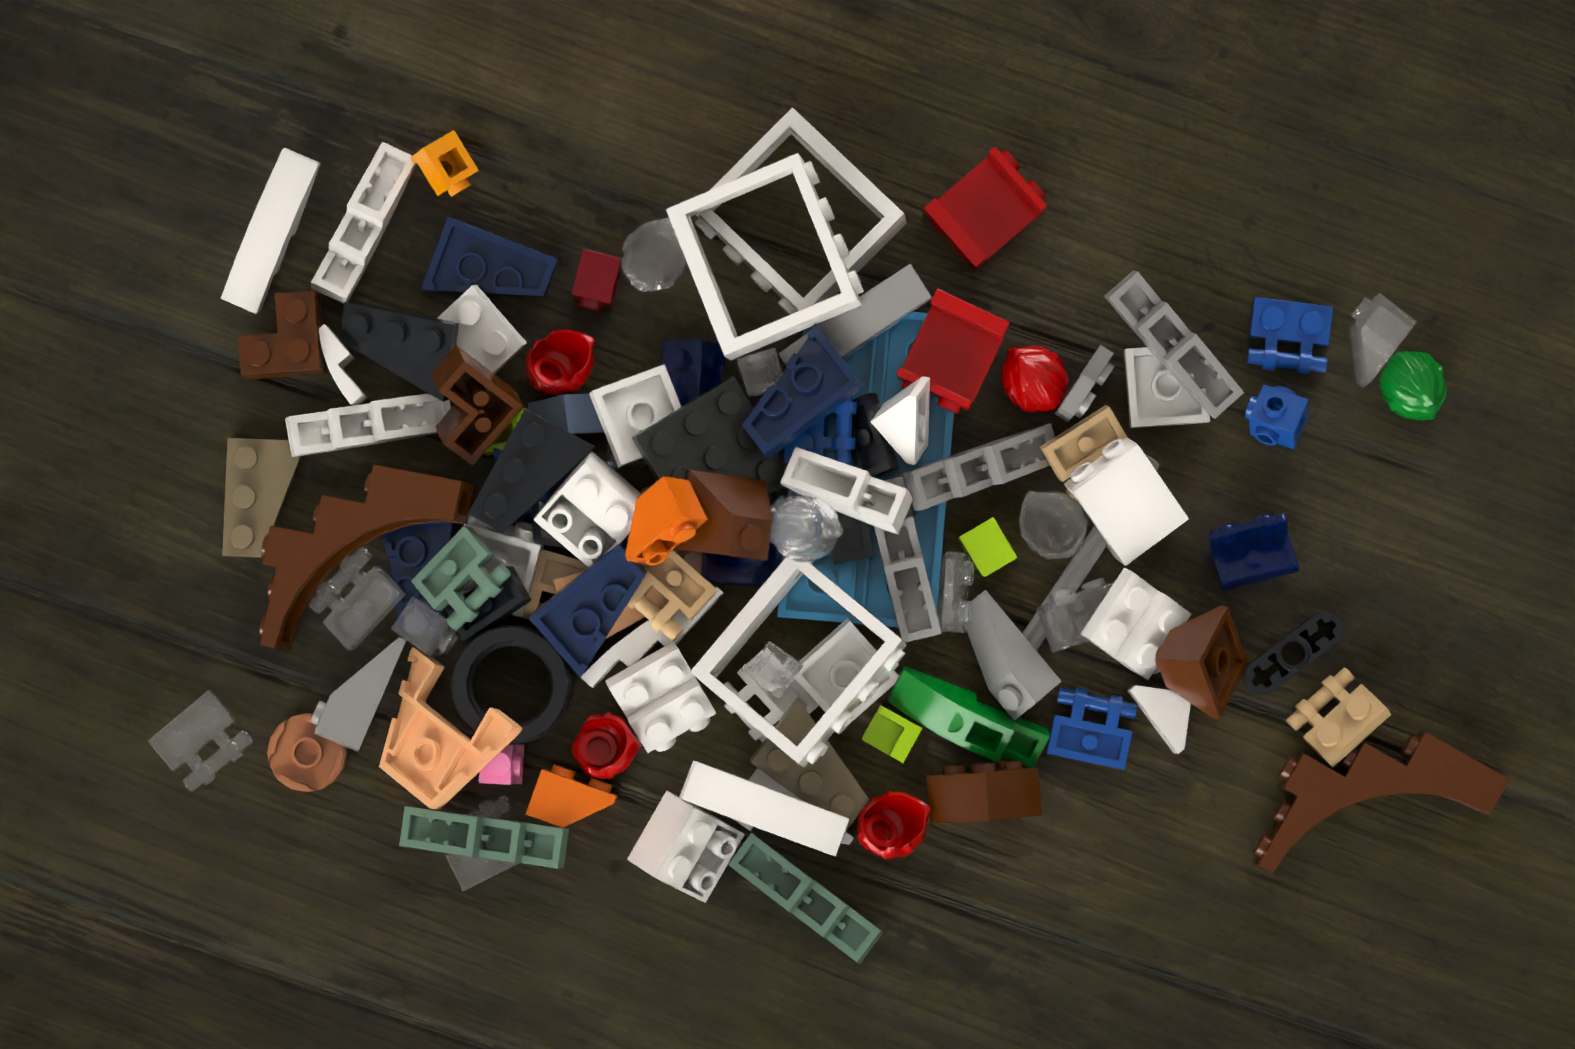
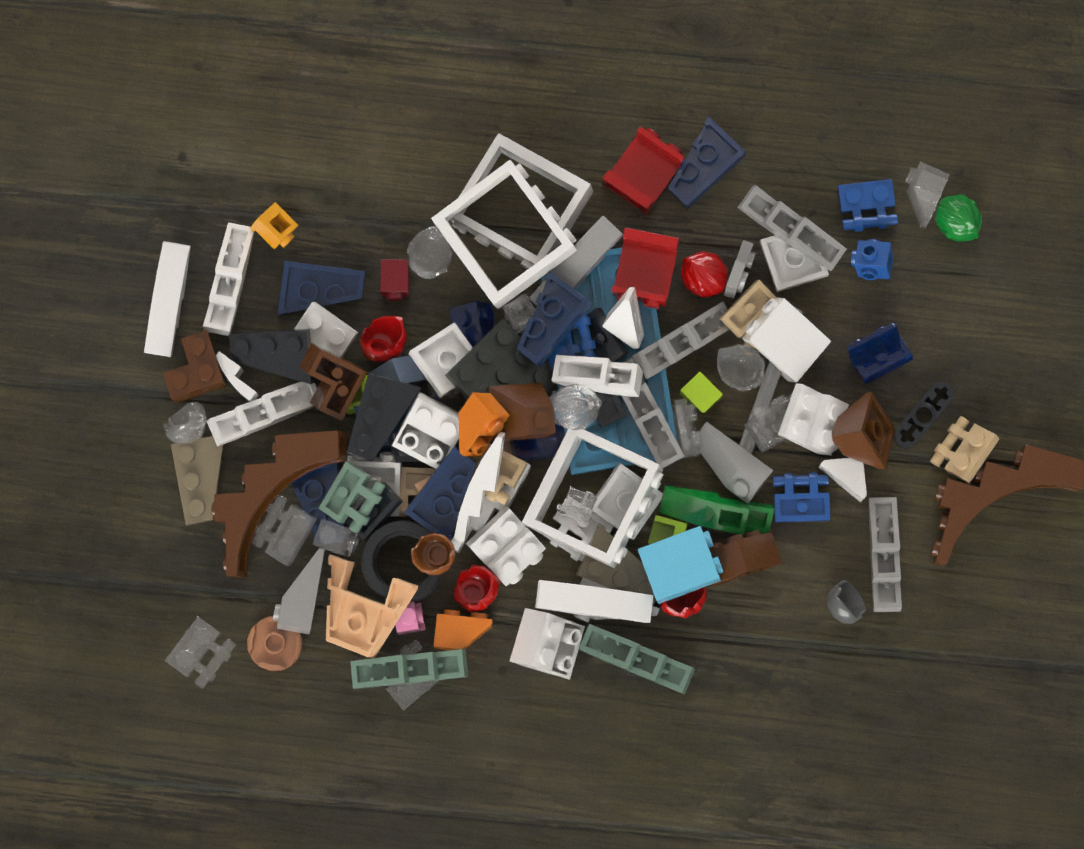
camera: 15 degrees left, 5 degrees down
(255, 416) = (186, 424): none -> clear hair
(554, 688) = (433, 554): none -> dark orange hair
(649, 603) = (484, 480): none -> white slope
(898, 785) = (680, 564): none -> medium azure brick
(1076, 221) = (708, 161): none -> dark blue wing
(1116, 892) = (845, 603): none -> dark grey hair
(1189, 836) = (885, 554): none -> light grey slope

